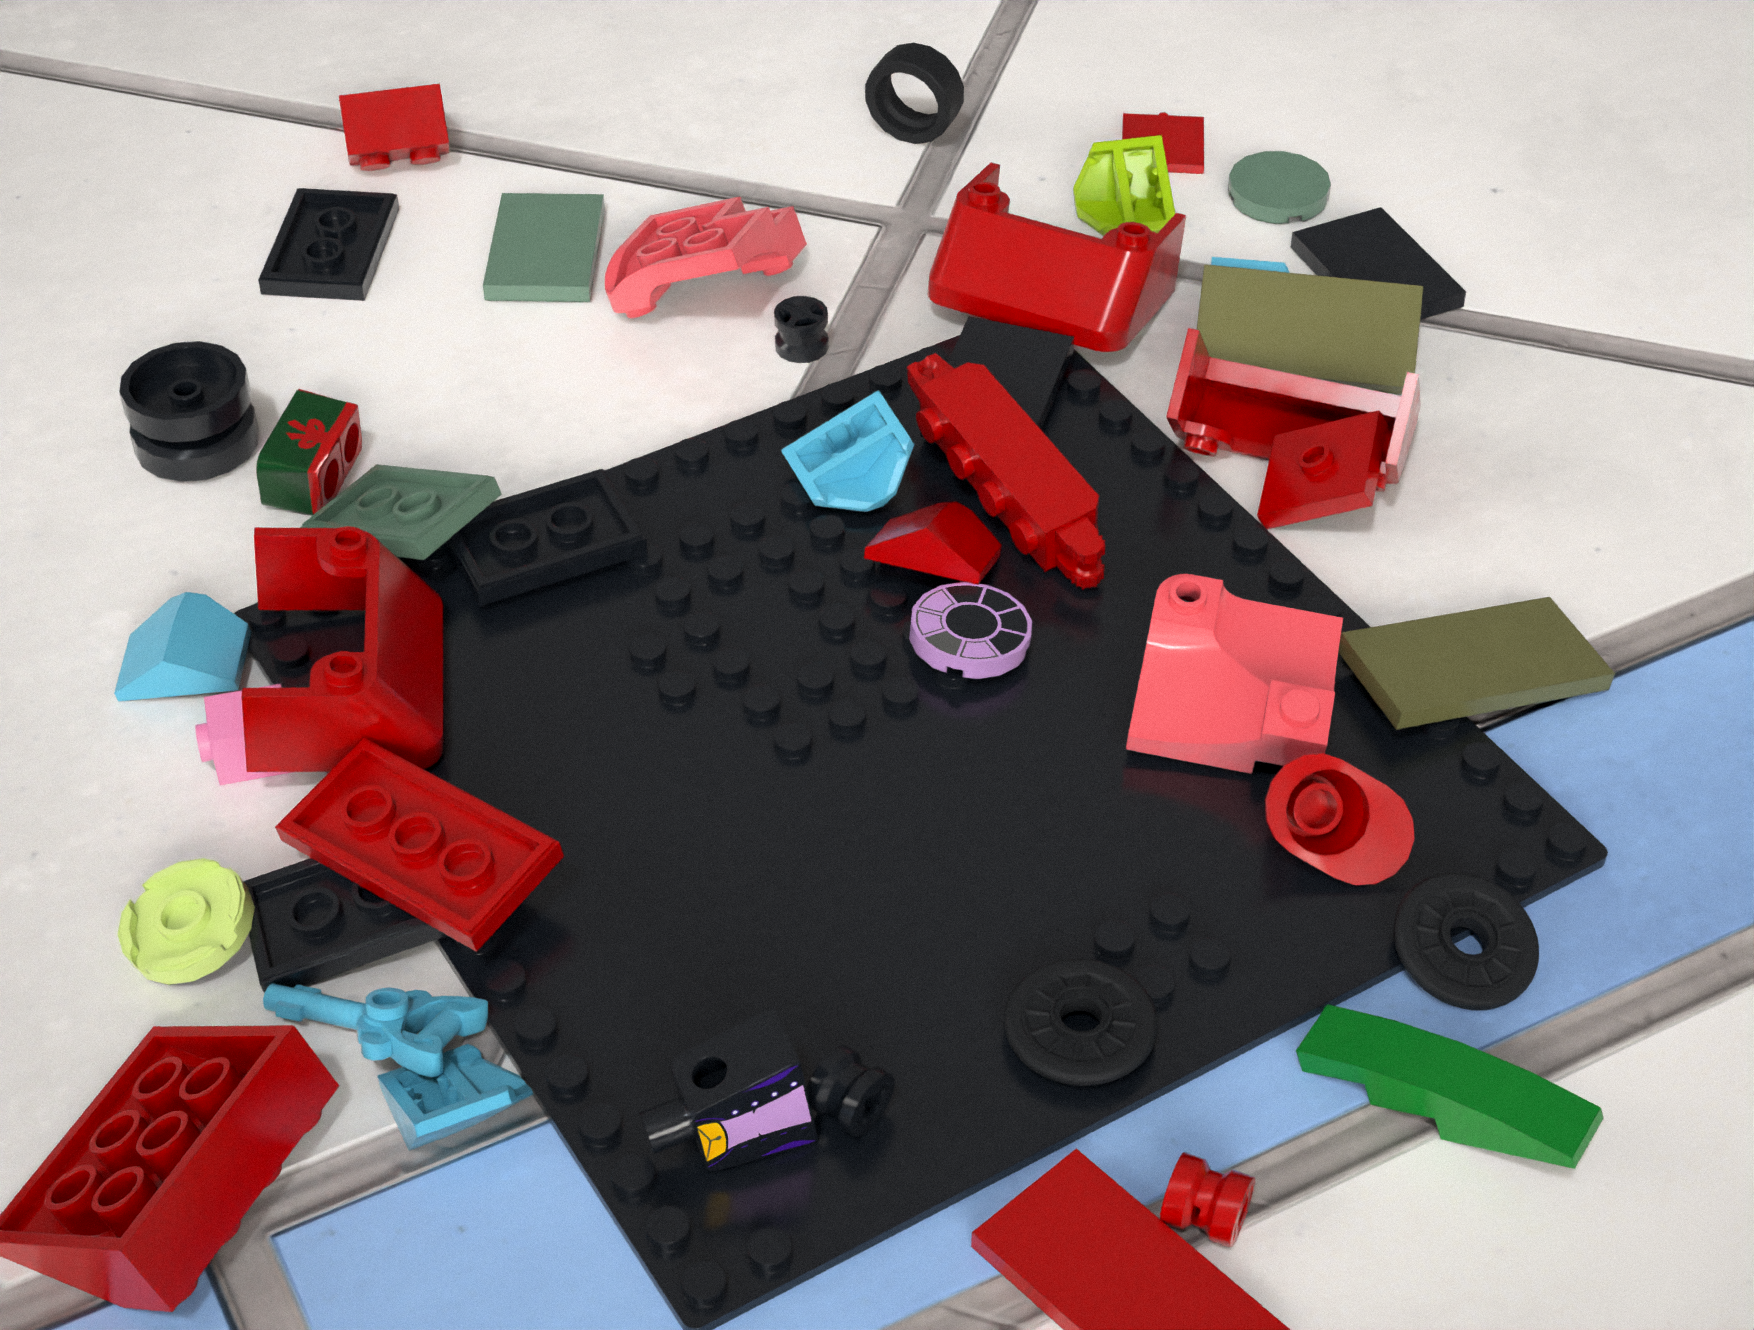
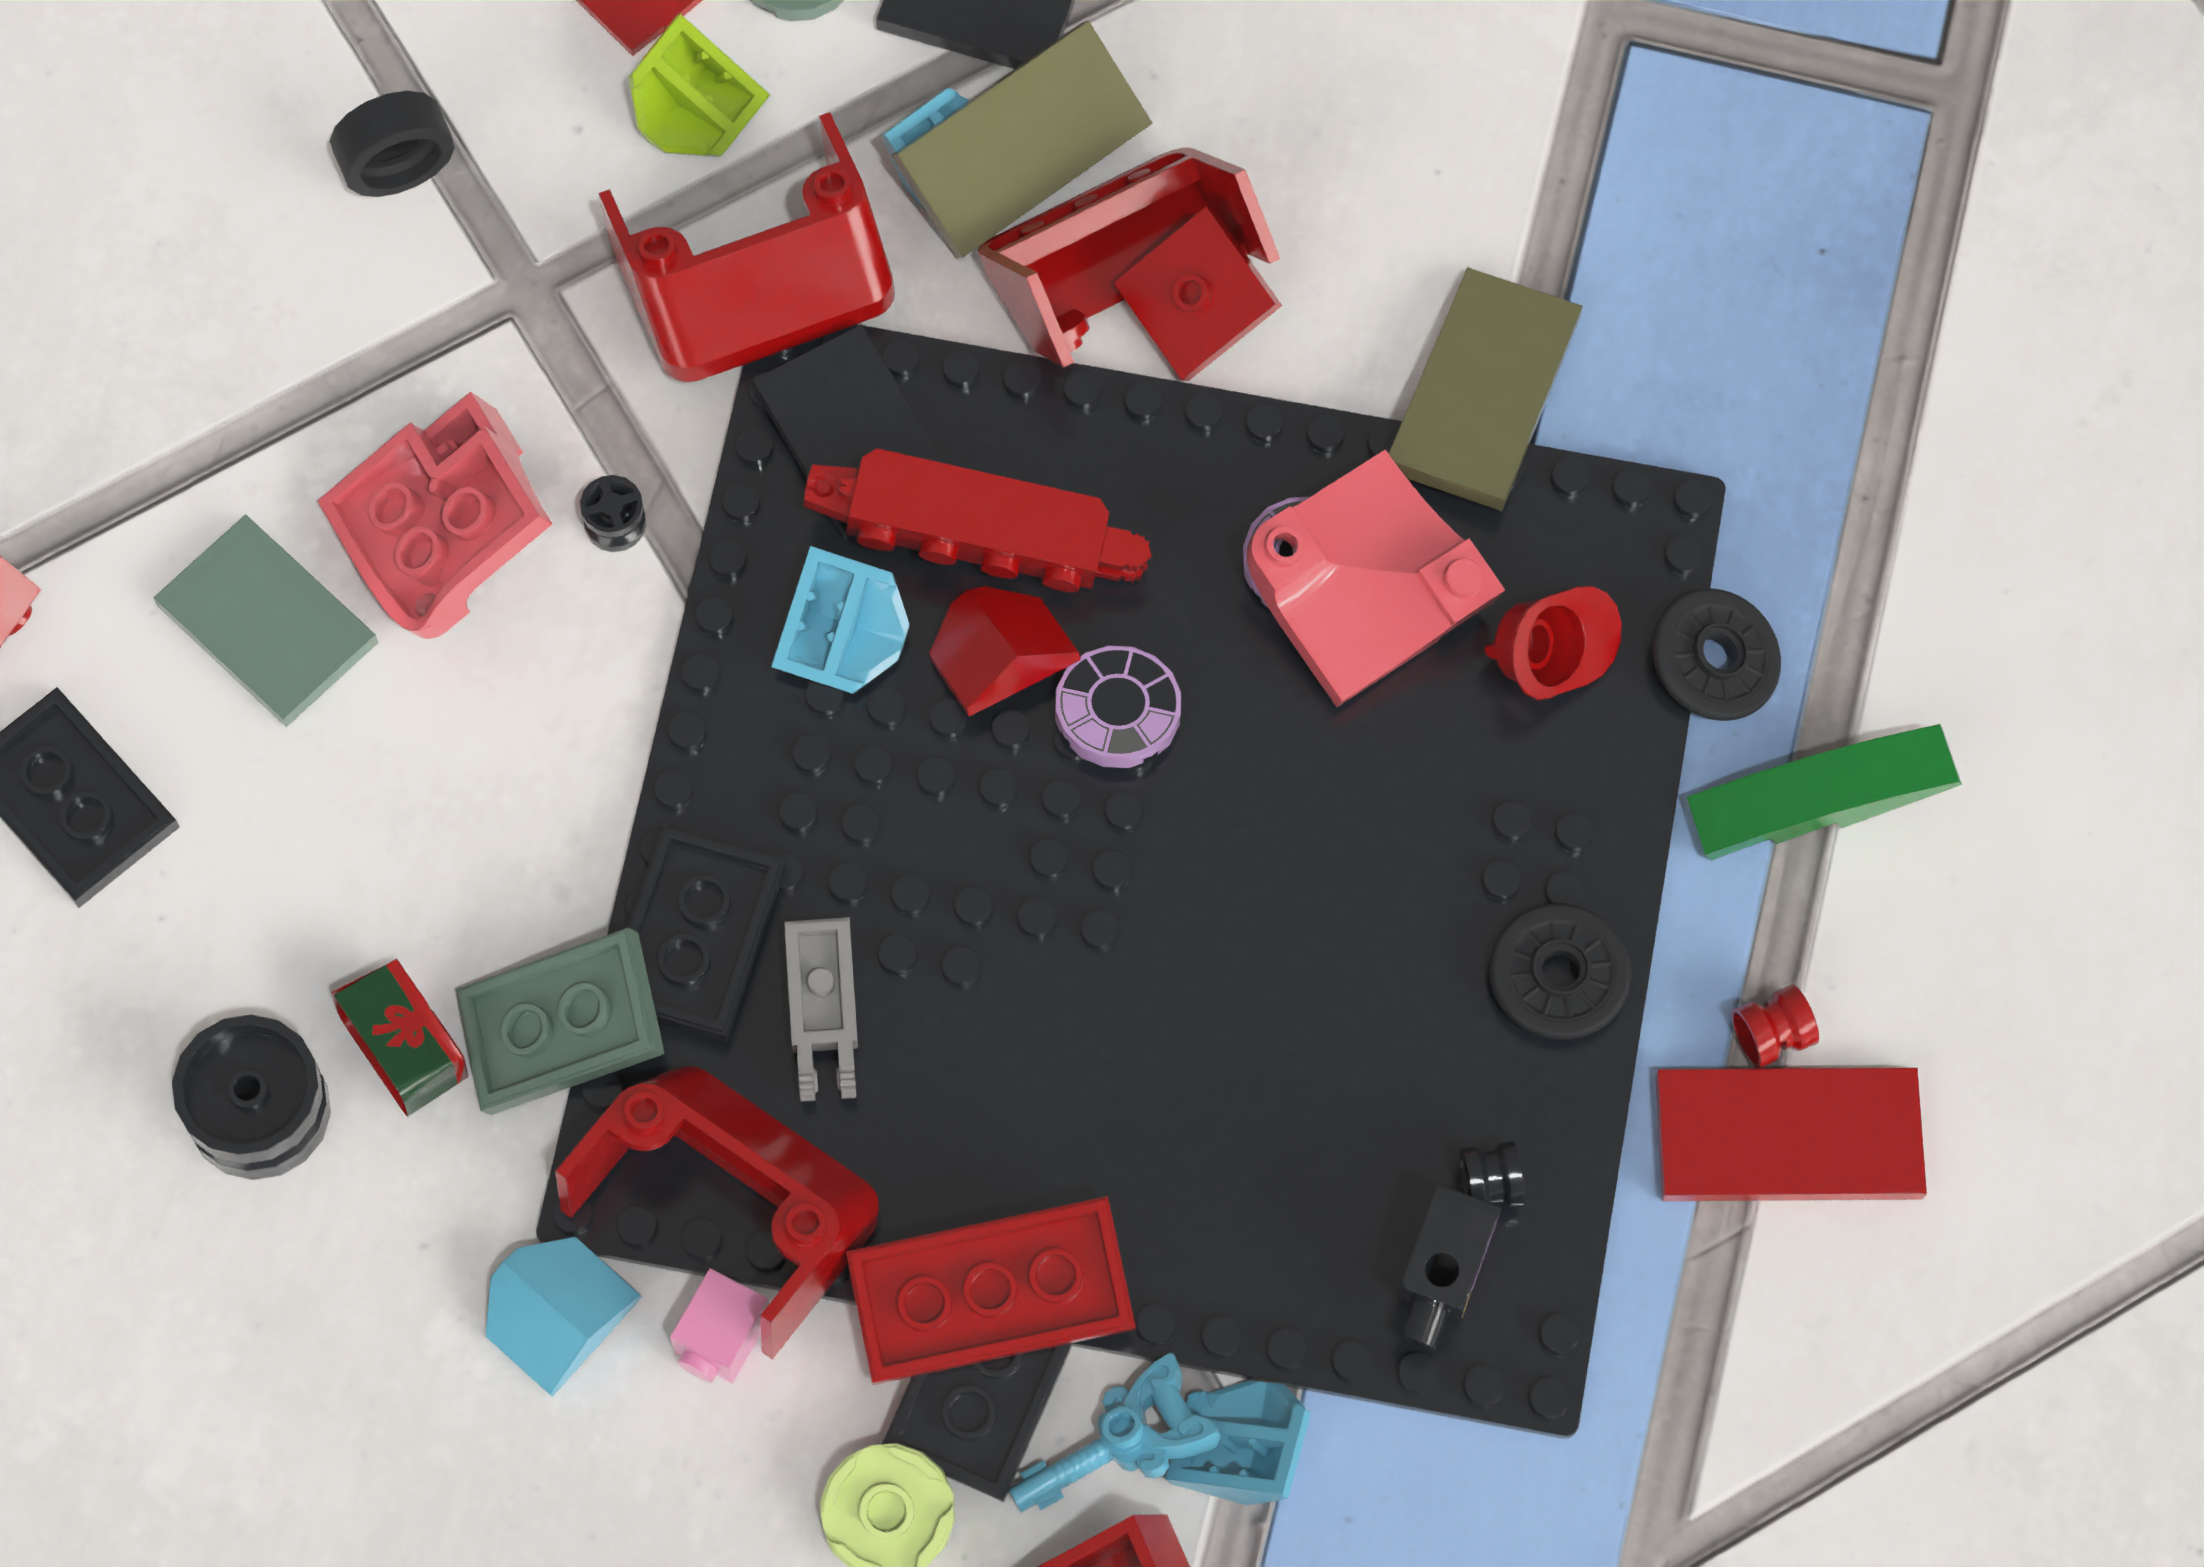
camera: 50 degrees left, 25 degrees up
(555, 627) = (822, 999): none -> light grey hinge

